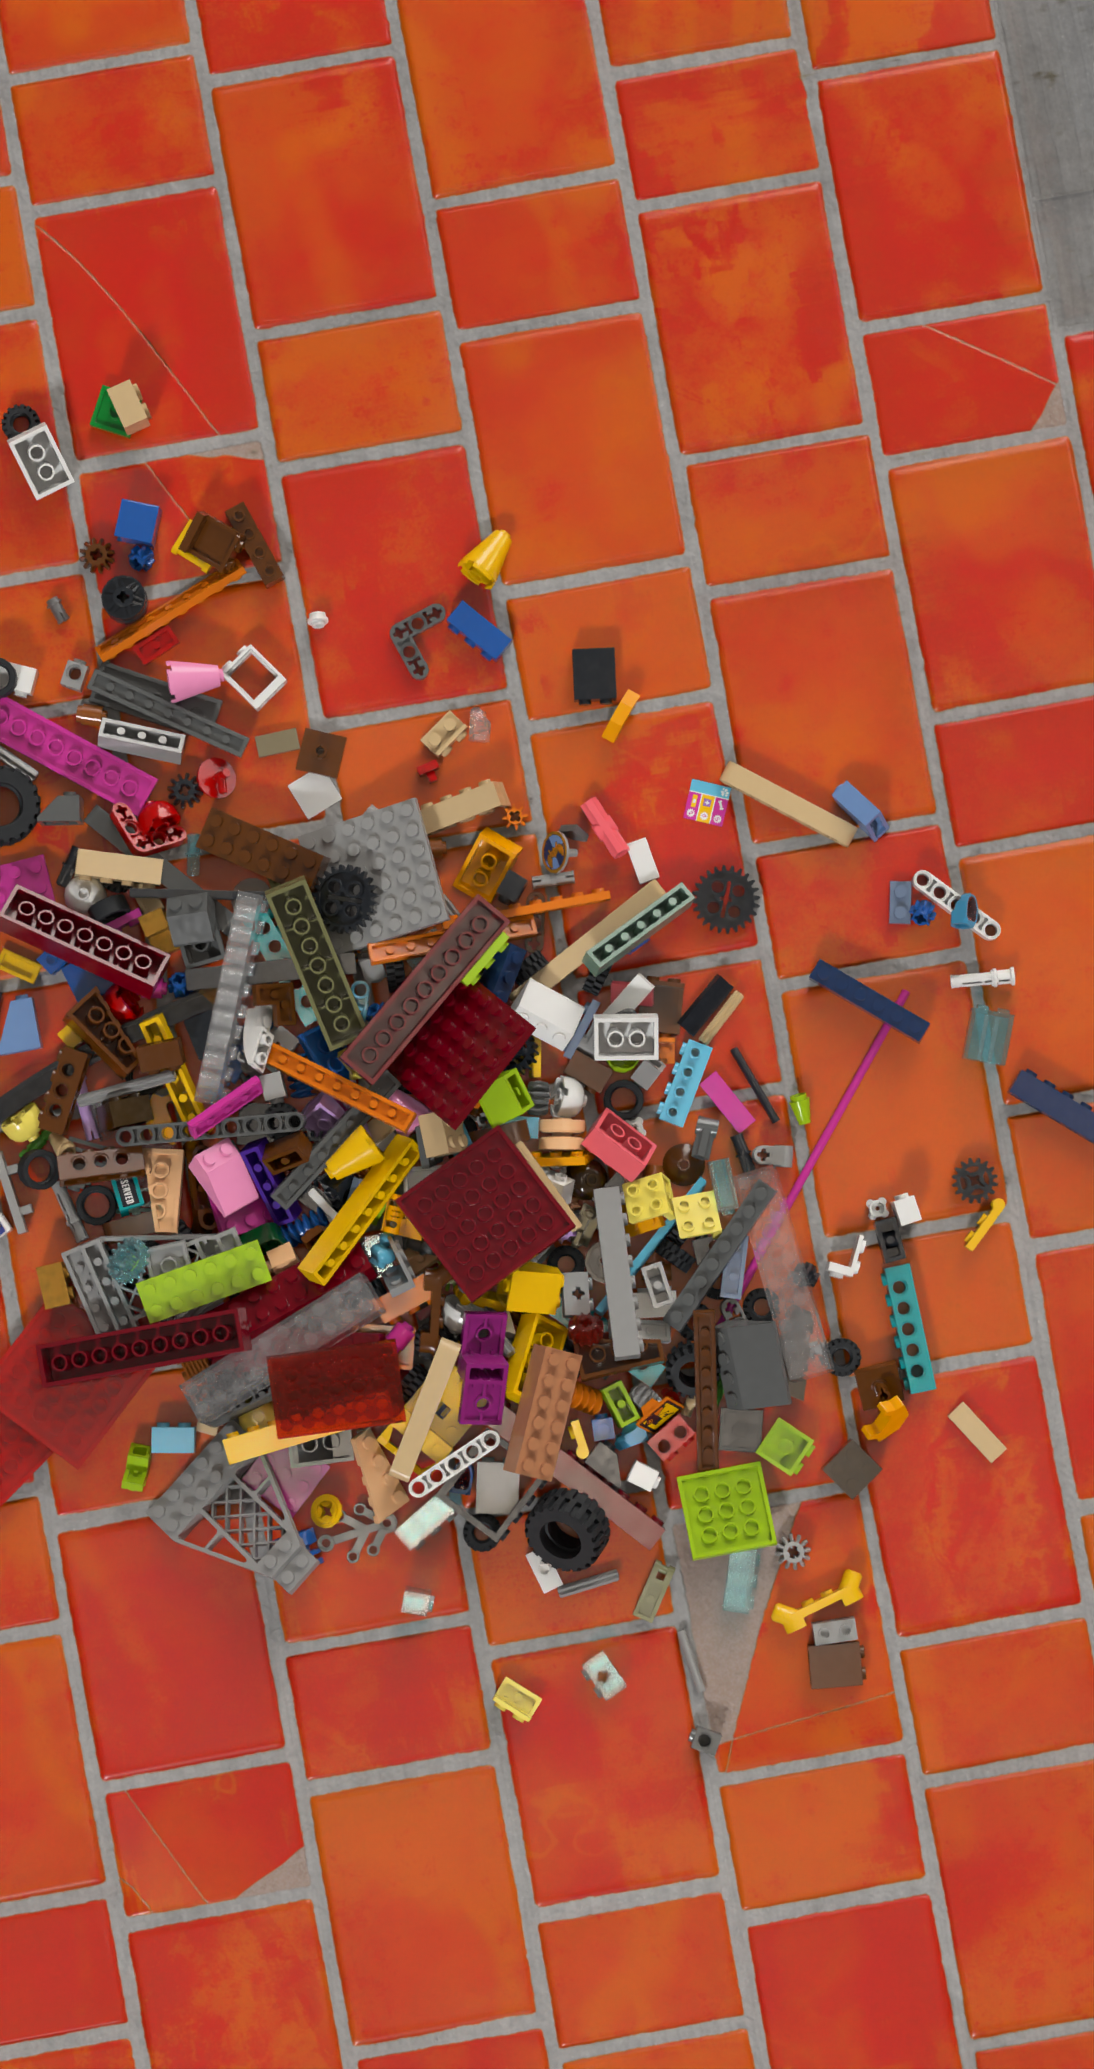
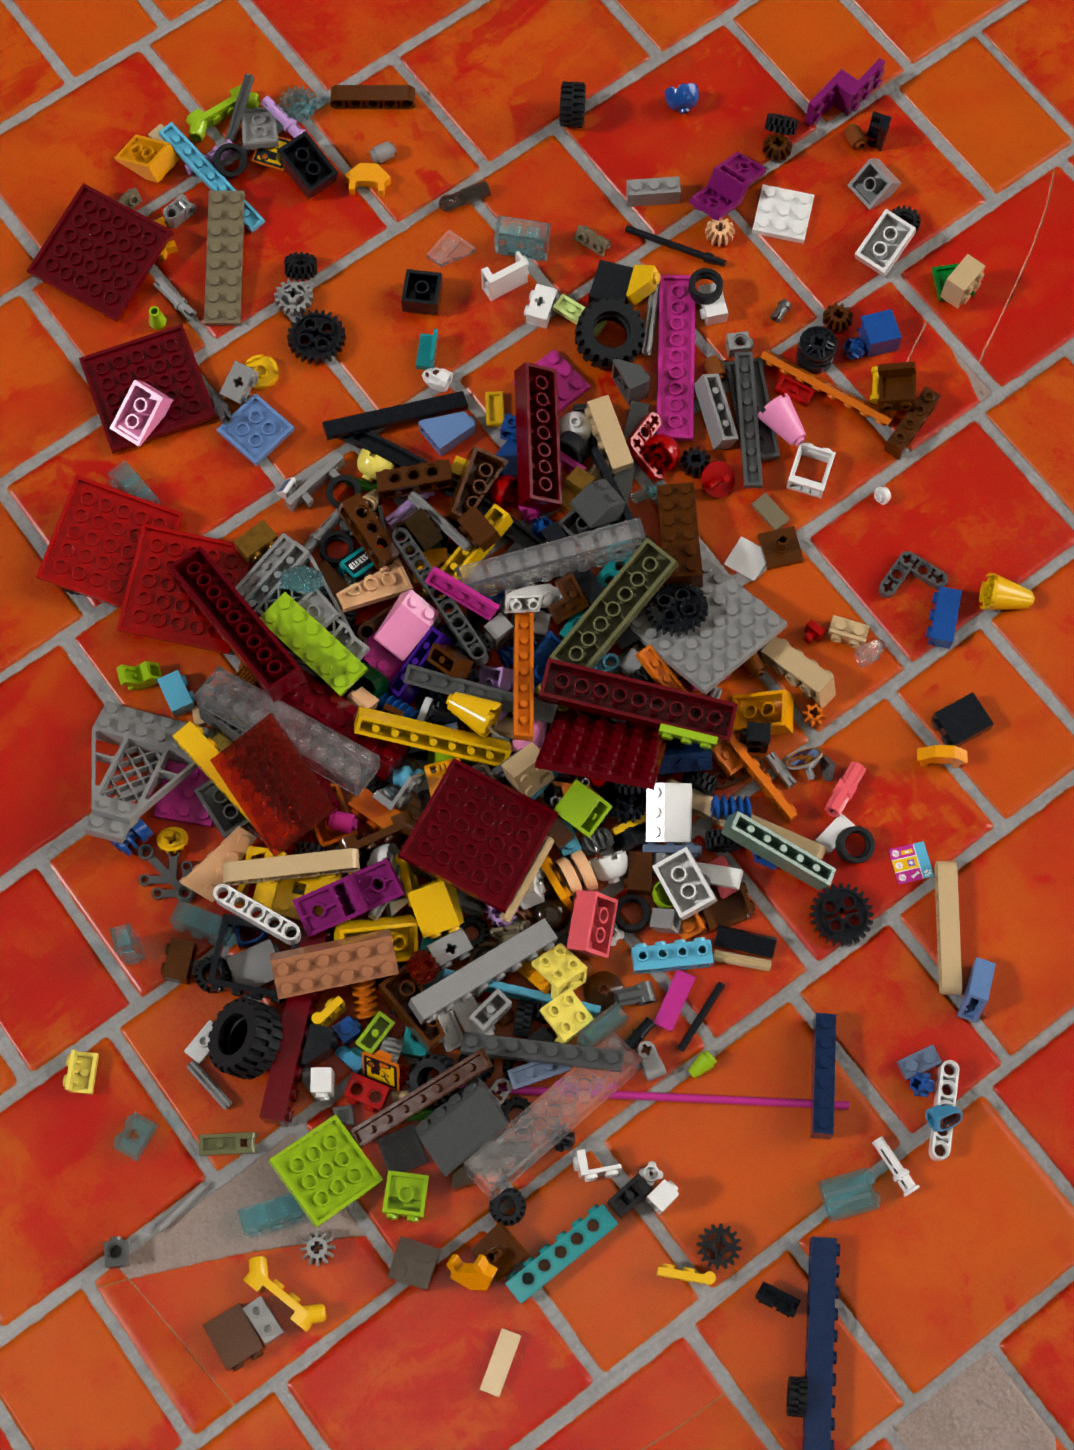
camera: 65 degrees right, 15 degrees down
(453, 1558) = (179, 961): none -> reddish brown brick
(550, 1062) = (630, 839): none -> black slope
(571, 952) = (729, 807): none -> blue piece
(650, 853) = (869, 844): none -> black tyre
(680, 1468) = (345, 1114): none -> dark grey tile
(1041, 1156) = (775, 1297): none -> black hinge

